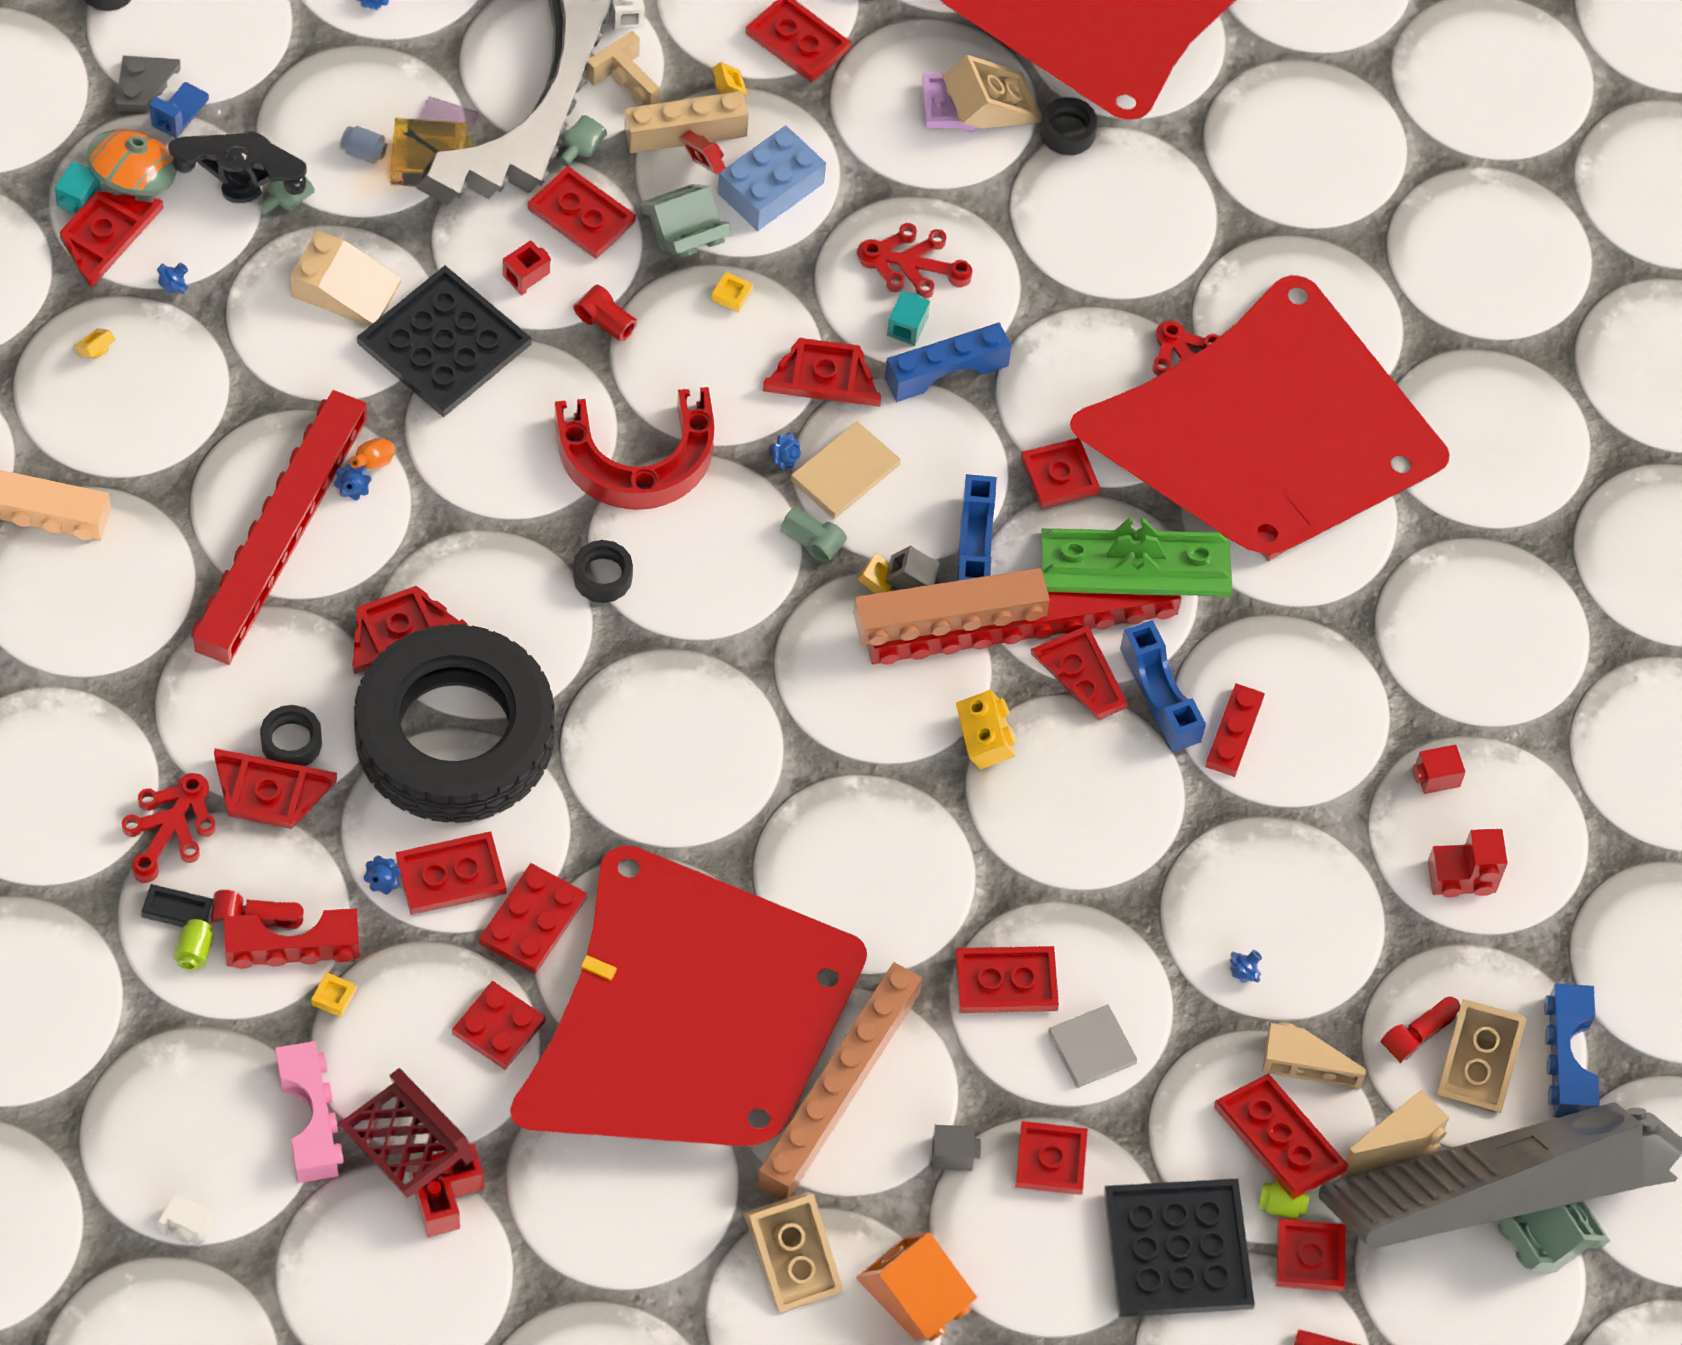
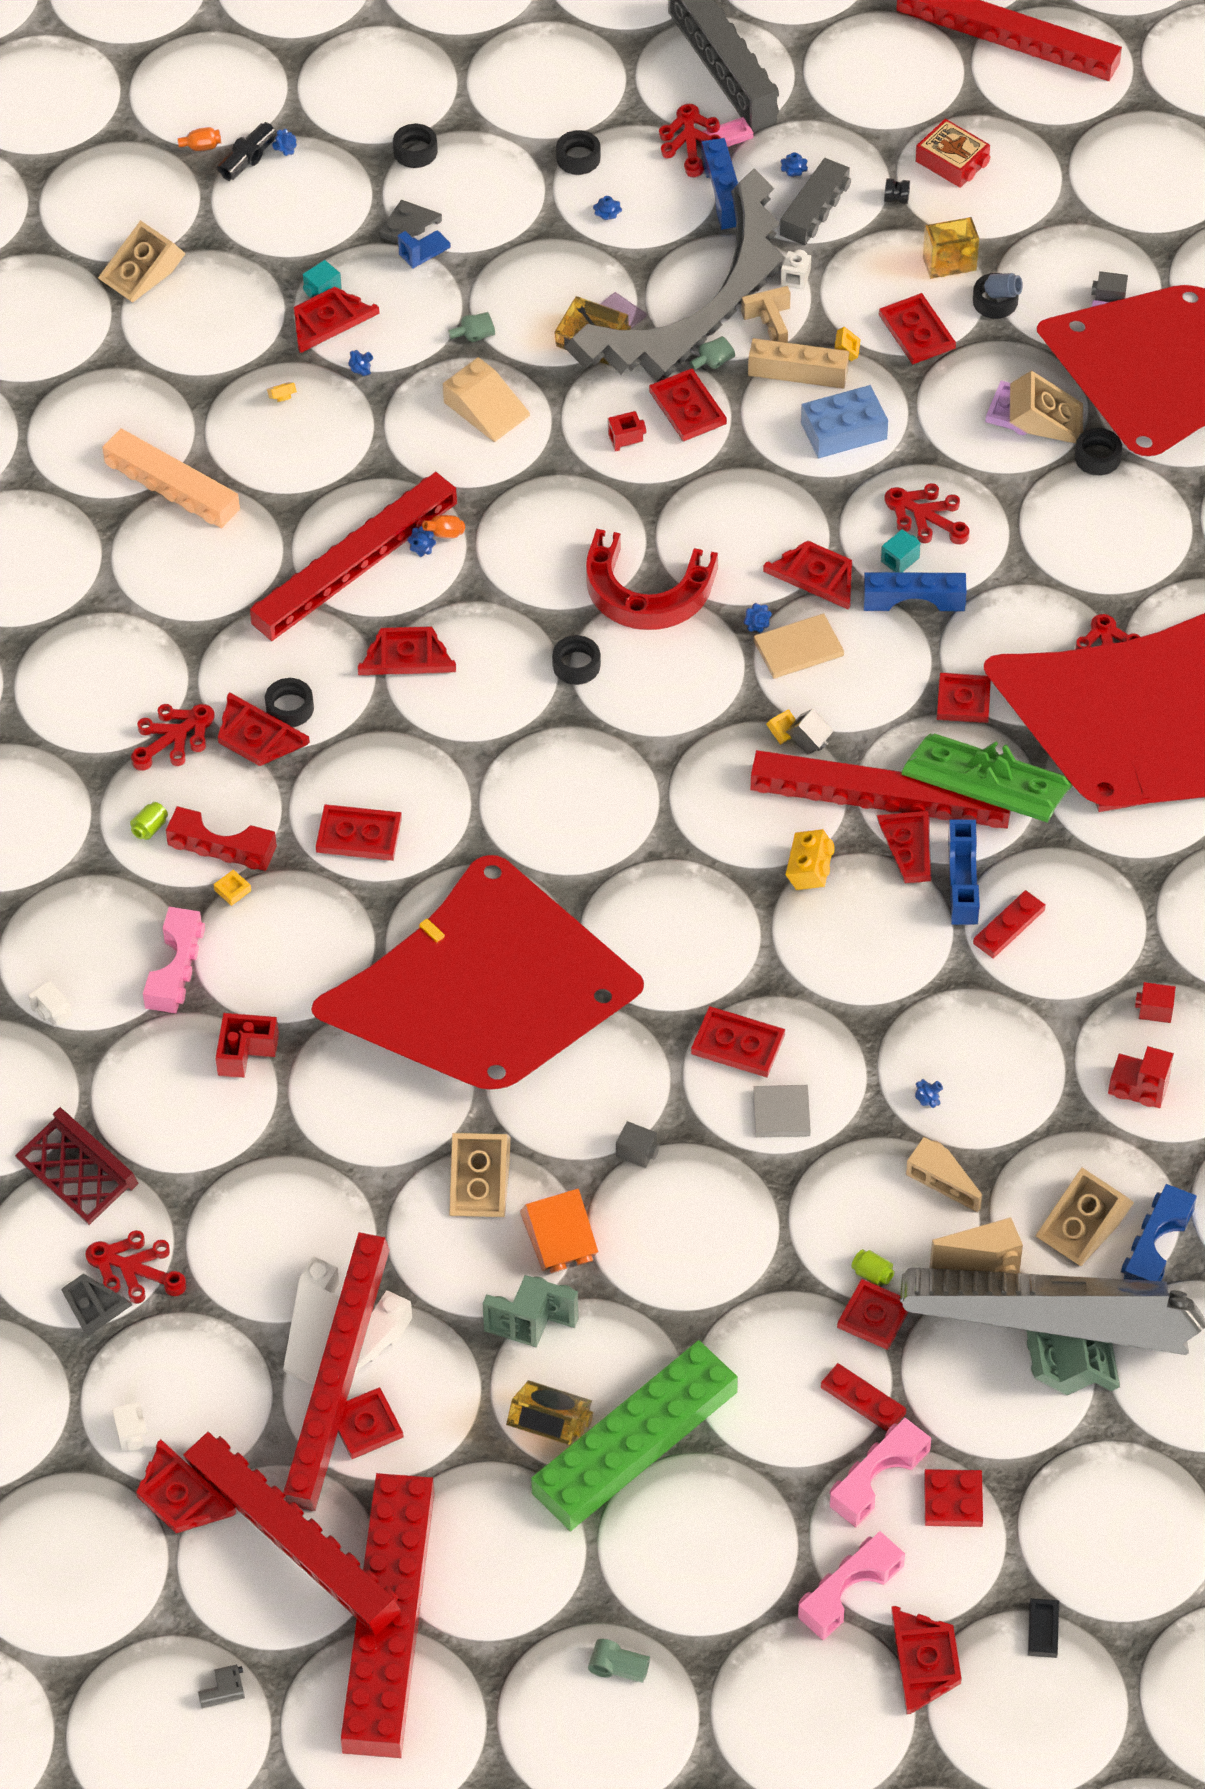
camera: 30 degrees right, 5 degrees down
(131, 162) = (369, 273): dish -> none
(175, 906) = (148, 790): black tile -> none
(240, 162) = (445, 294): black piece -> none
(270, 913) = (211, 816): red piece -> none
(364, 144) = (547, 310): sand blue brick -> none
(382, 874) = (307, 817): blue plant -> none
(432, 1122) = (249, 990): dark red fence -> none
(444, 340) = (539, 464): black plate -> none
(454, 658) = (419, 775): black tyre -> none
(498, 1025) = (342, 948): red plate -> none
(533, 918) = (404, 883): red plate -> none
(599, 308) = (667, 477): red piece -> none
(685, 219) = (761, 431): bracket -> none
(703, 152) = (799, 386): red plate -> none
(732, 292) = (773, 494): yellow plate -> none
(819, 539) = (751, 686): sand green piece -> none
(839, 1082) = (574, 1068): nougat brick -> none
(951, 606) = (822, 761): nougat brick -> none
(976, 527) = (881, 708): blue arch -> none
(1051, 1158) = (708, 1177): red plate -> none
(1178, 1247) = (774, 1273): black plate -> none
(1280, 1136) = (892, 1221): red tile -> none
(1405, 1041) = (1026, 1189): red piece -> none

